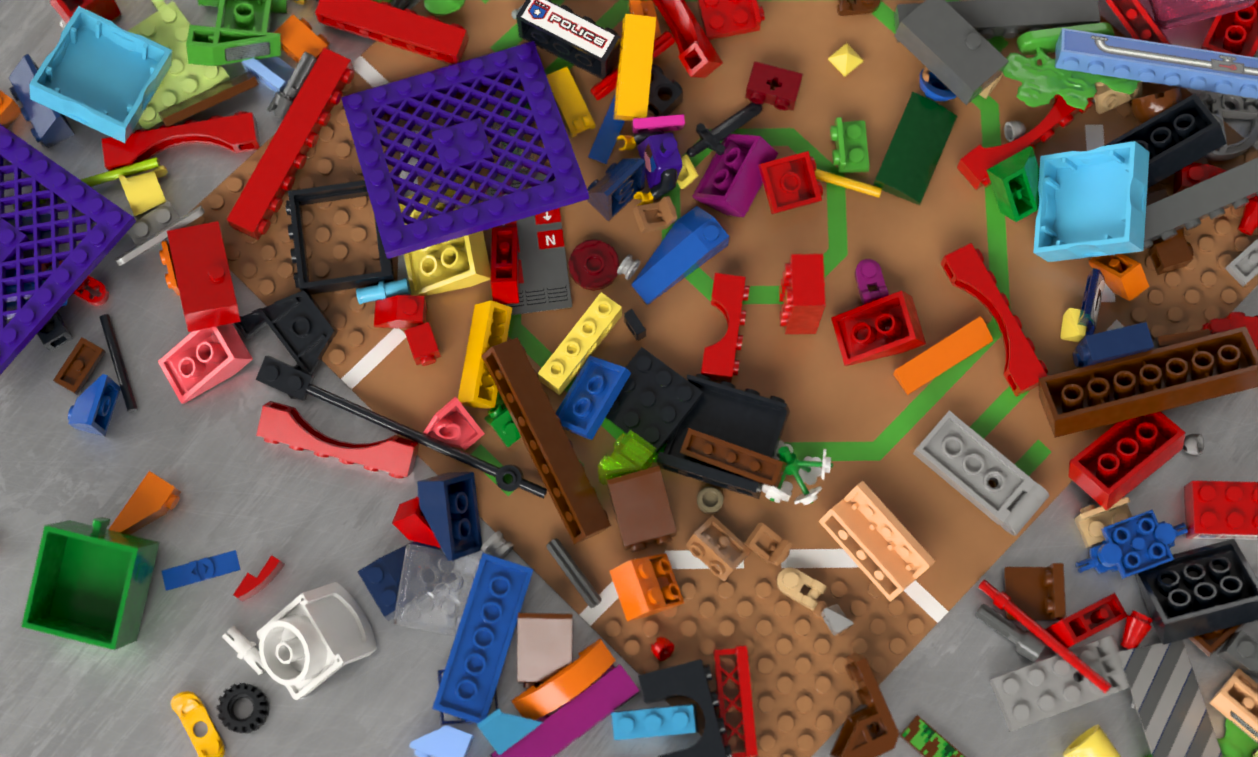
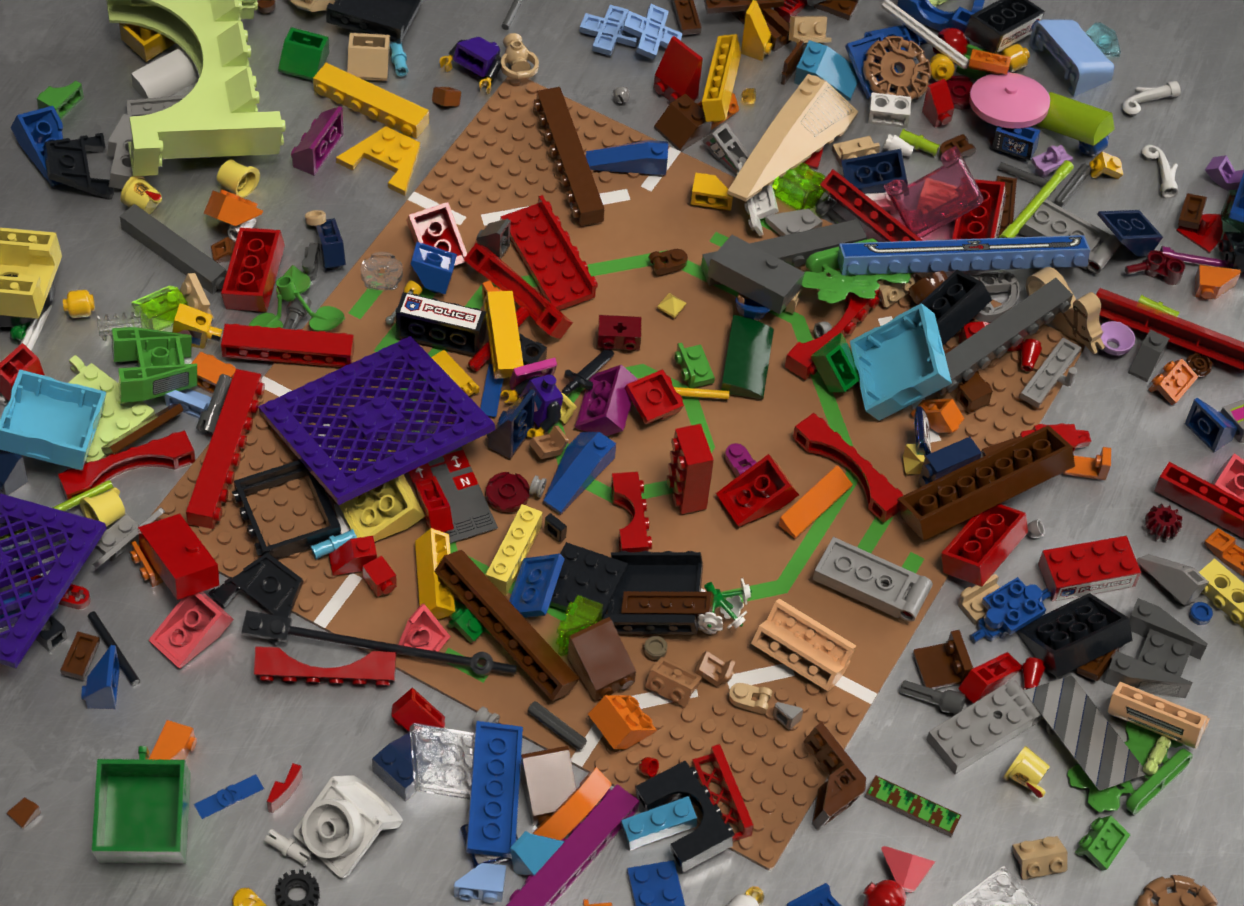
camera: 20 degrees left, 20 degrees down
(452, 512) = (439, 691): dark blue slope -> none
(1004, 602) = (920, 673): red bar -> none

